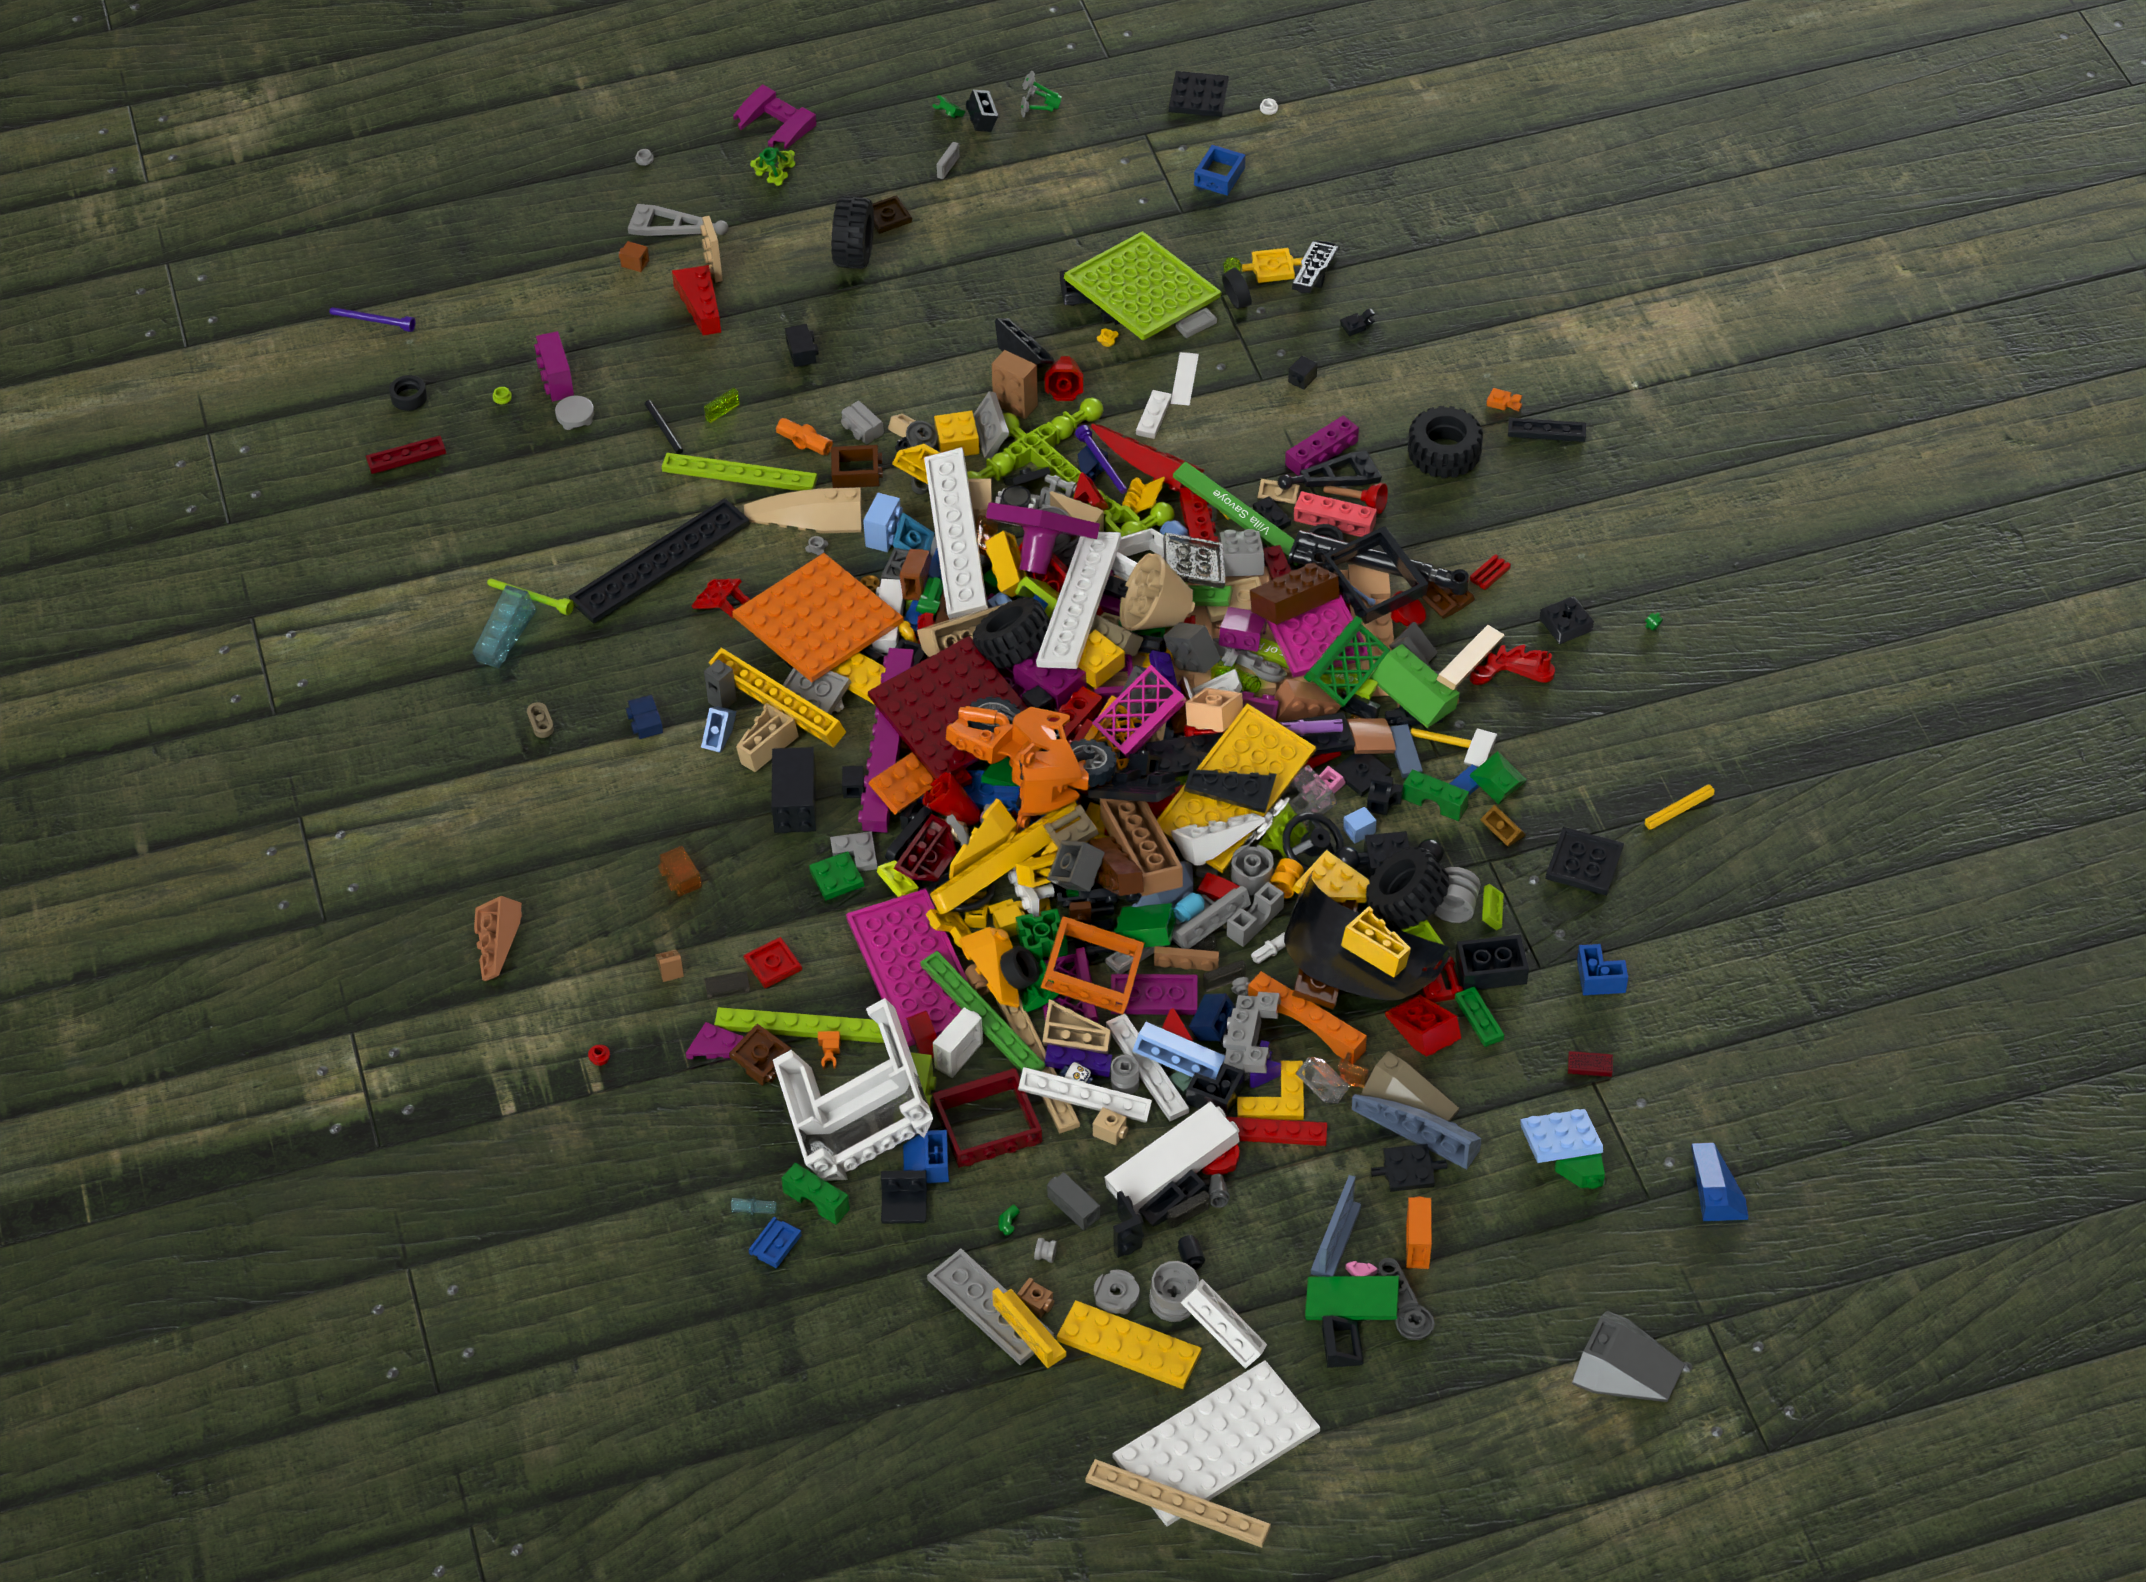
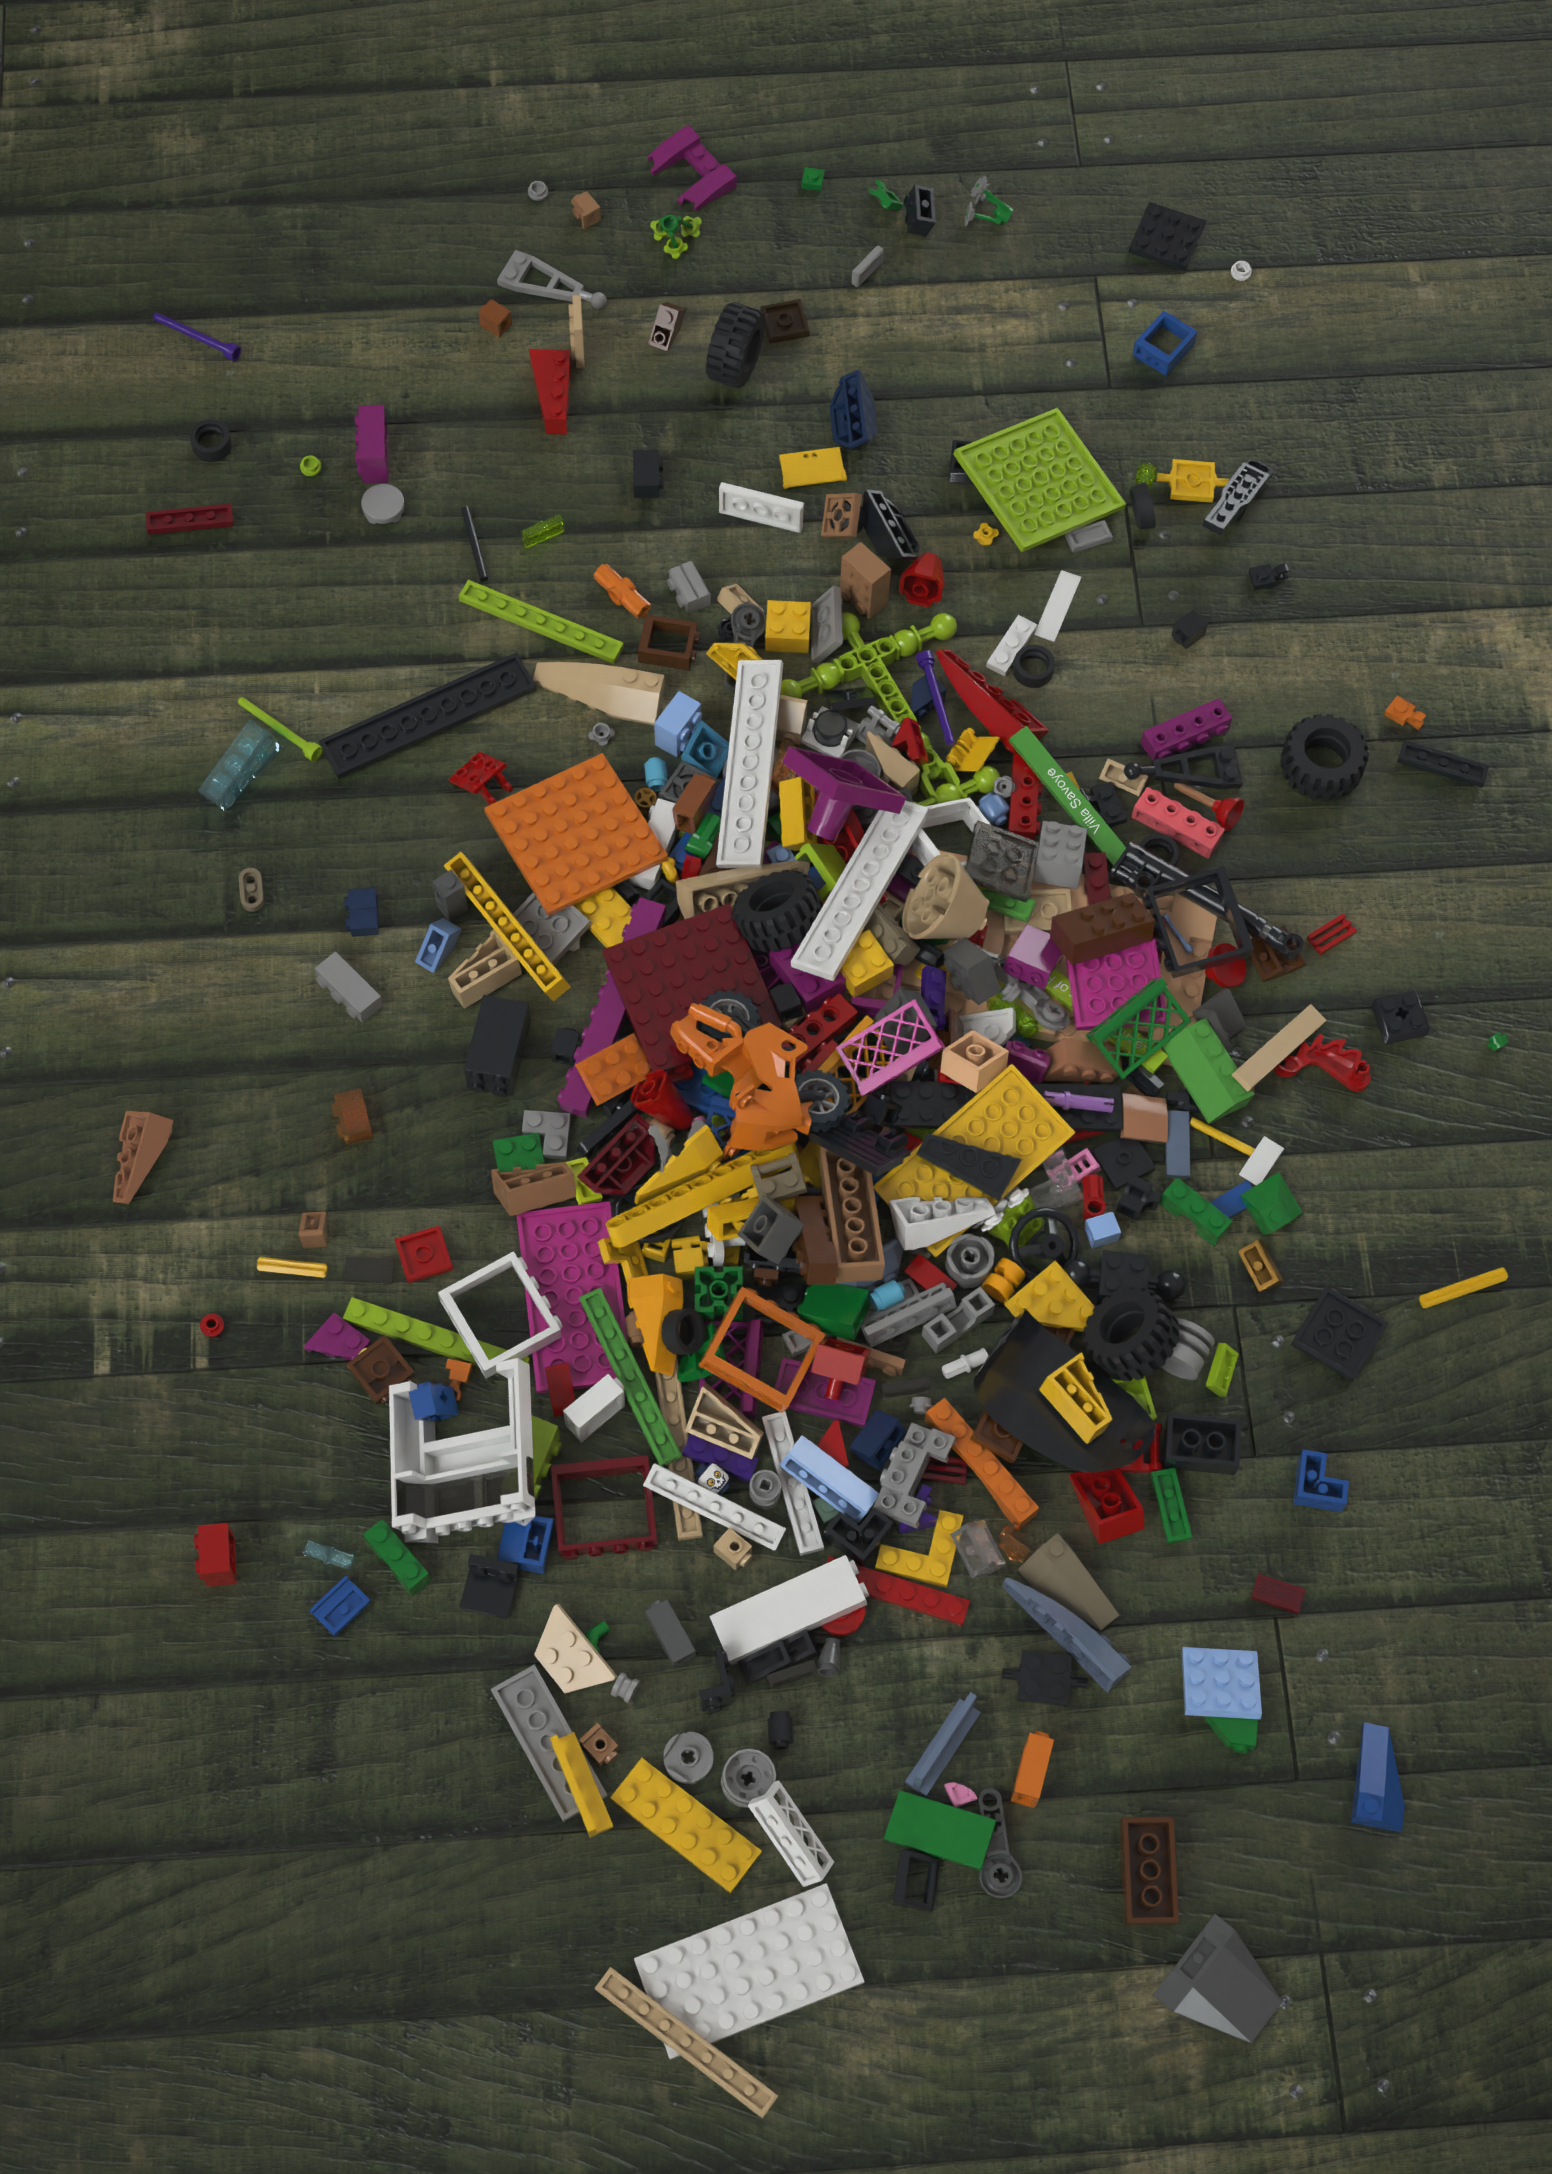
camera: 10 degrees right, 15 degrees up
(648, 775) = (348, 987): none -> light grey brick
(654, 1222) = (216, 1554): none -> red brick
(657, 996) = (292, 1267): none -> yellow axle
(691, 162) = (586, 209): none -> medium nougat brick
(786, 235) = (666, 325): none -> slope
(815, 1066) = (433, 1402): none -> blue brick
(853, 1029) = (522, 1350): none -> white window
(857, 890) = (533, 1188): none -> medium nougat wedge
(873, 564) = (655, 774): none -> medium azure brick
(881, 106) = (812, 179): none -> green plate
(908, 350) = (761, 507): none -> white tile
(952, 315) = (811, 469): none -> yellow door
(966, 266) = (853, 412): none -> dark blue wedge
(981, 343) = (843, 516): none -> medium nougat piece
(990, 1235) = (570, 1655): none -> tan wing
(1163, 960) = (841, 1363): none -> red brick
(1177, 414) = (1030, 680): none -> black tyre
(1178, 508) = (1010, 786): none -> light grey plate
(1275, 1027) = (946, 1479): none -> dark red tile
(1345, 801) = (1093, 1196): none -> red piece
(1541, 1289) = (1148, 1871): none -> reddish brown brick

